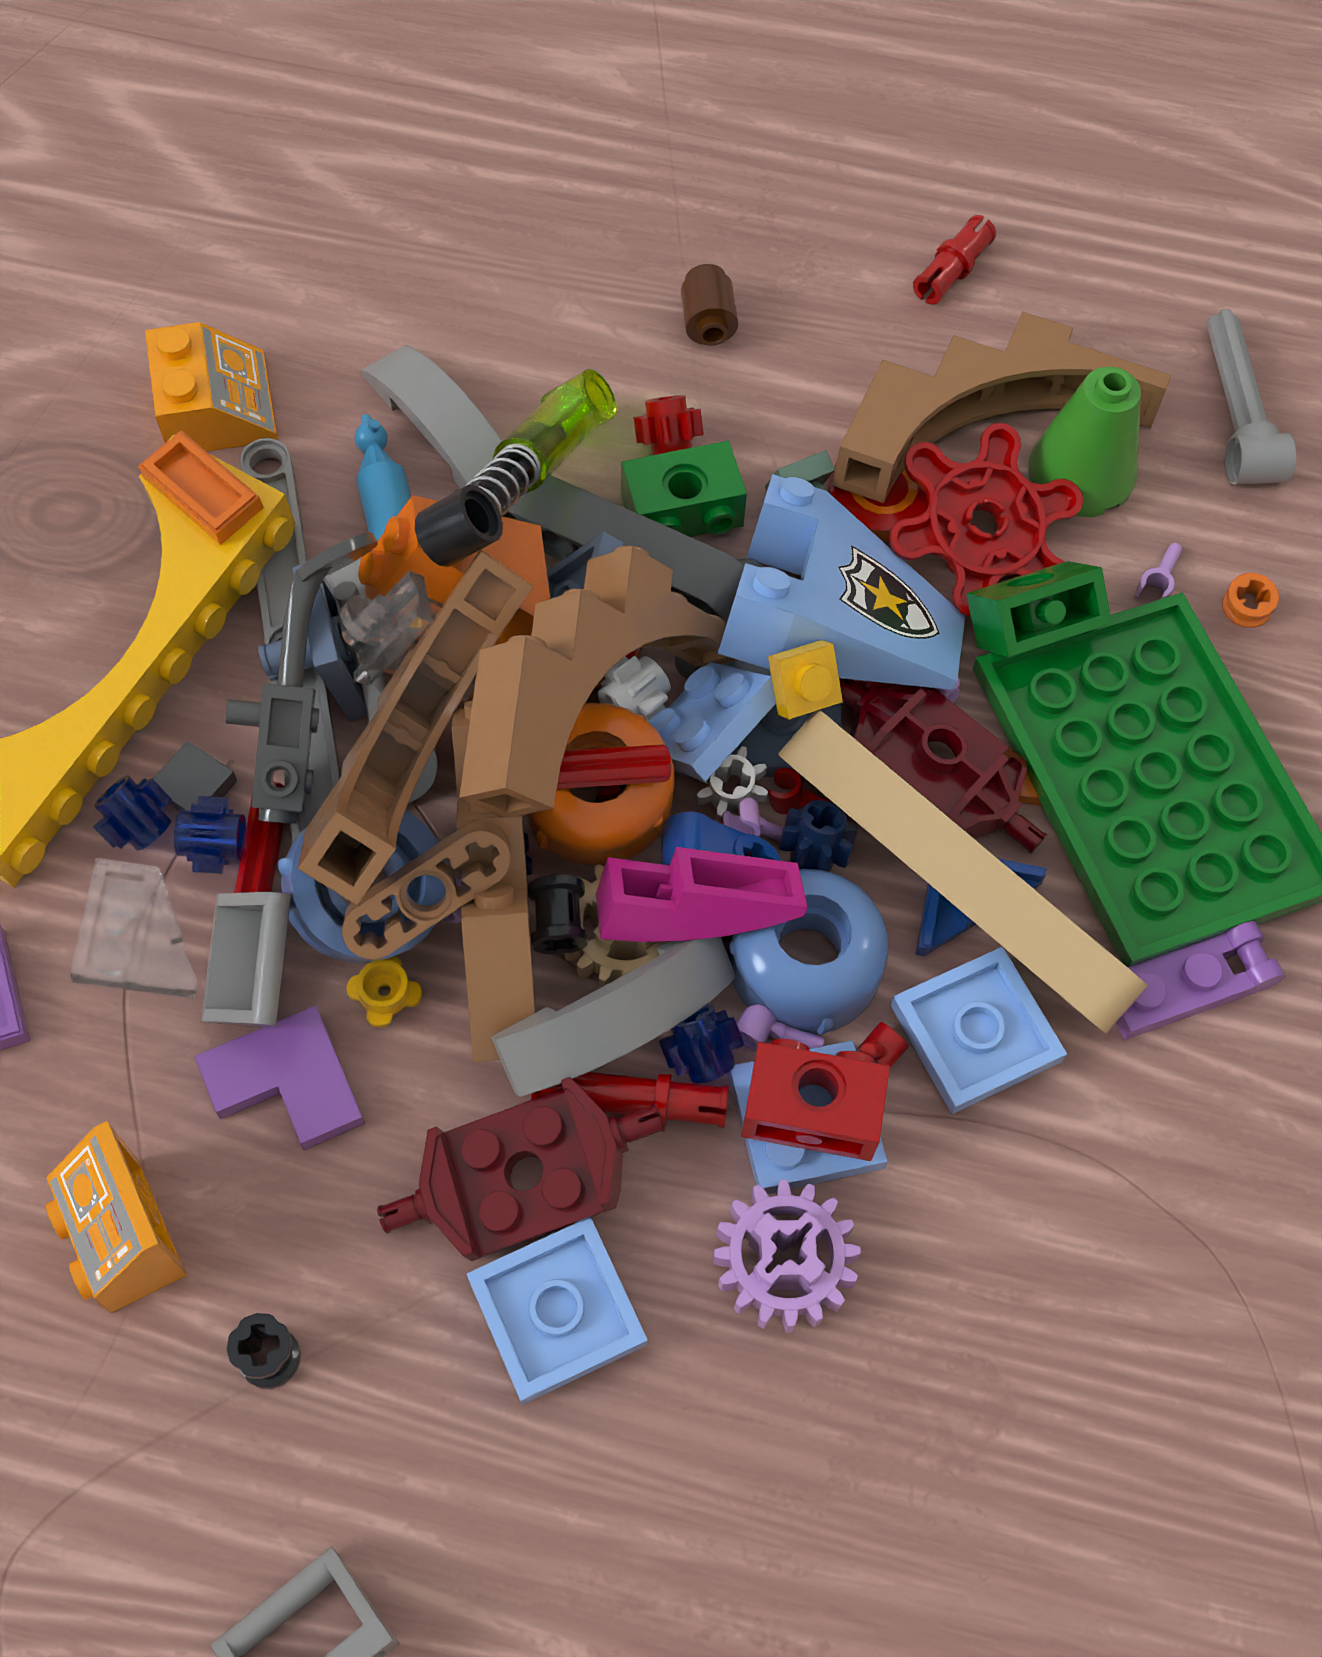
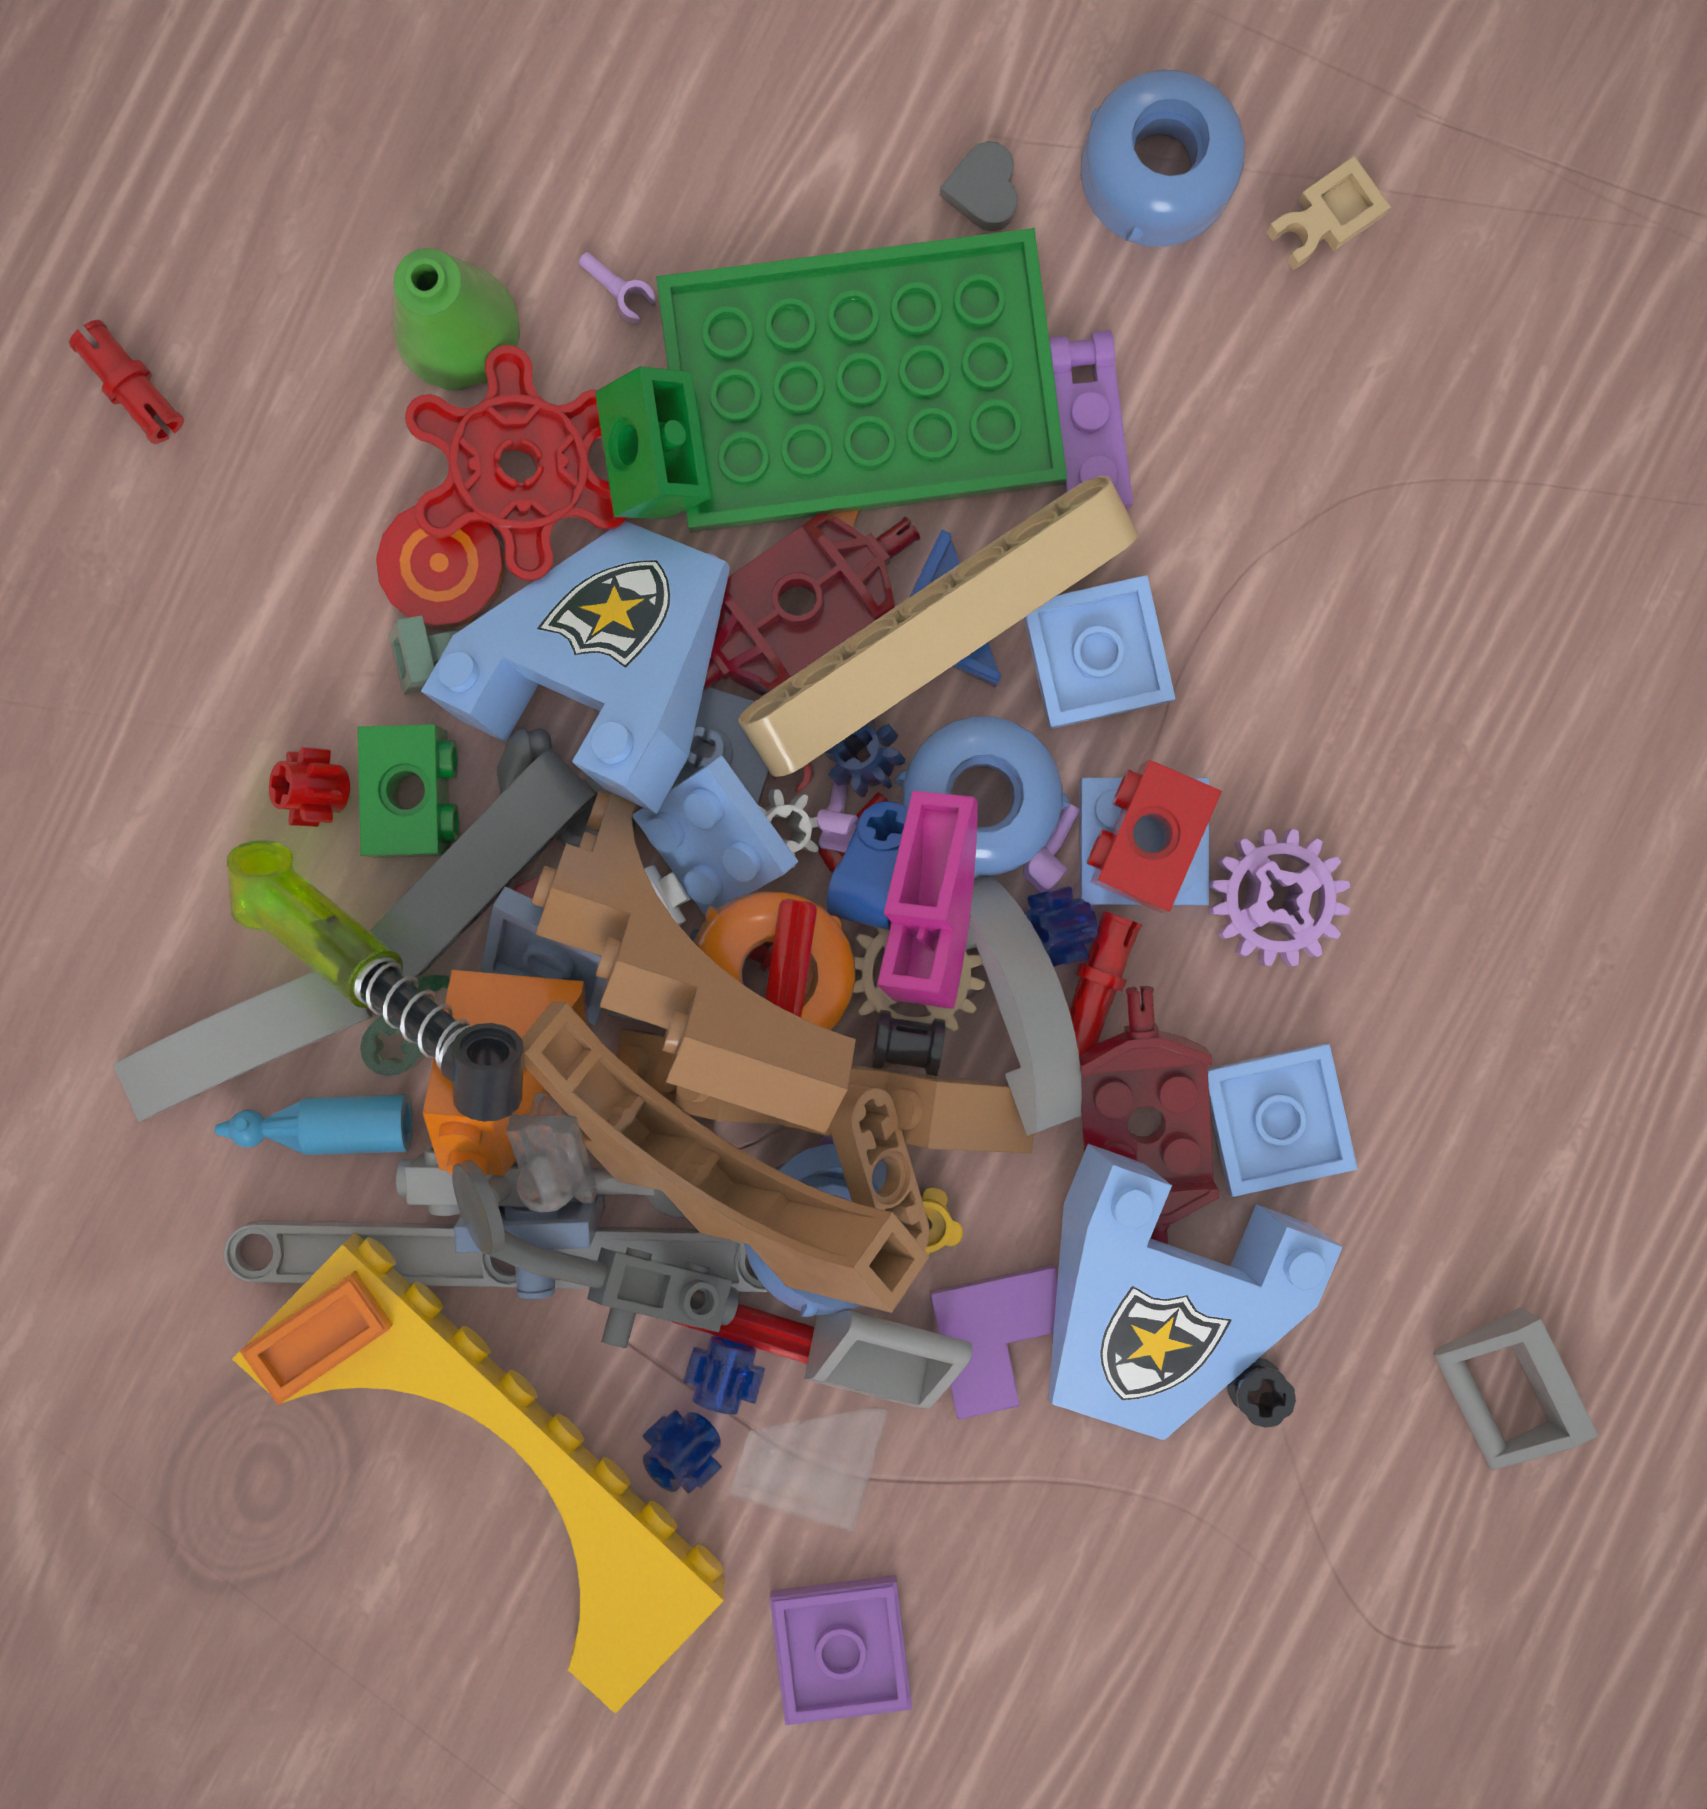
camera: 75 degrees left, 25 degrees up
(111, 1222) = (1117, 1514): light orange slope -> none
(193, 775) = (647, 1384): dark grey tile -> none
(209, 386) = (138, 1303): light orange slope -> none
(315, 1218) = (1156, 1328): none -> light blue wedge
(709, 305) = (139, 697): reddish brown brick -> none
(805, 679) = (717, 730): yellow plate -> none
(884, 1045) = (1097, 753): red hand -> none
(971, 385) = (325, 417): medium nougat arch -> none
(1257, 448) = (485, 118): light grey axle -> none
(1265, 593) = (652, 205): orange bush -> none

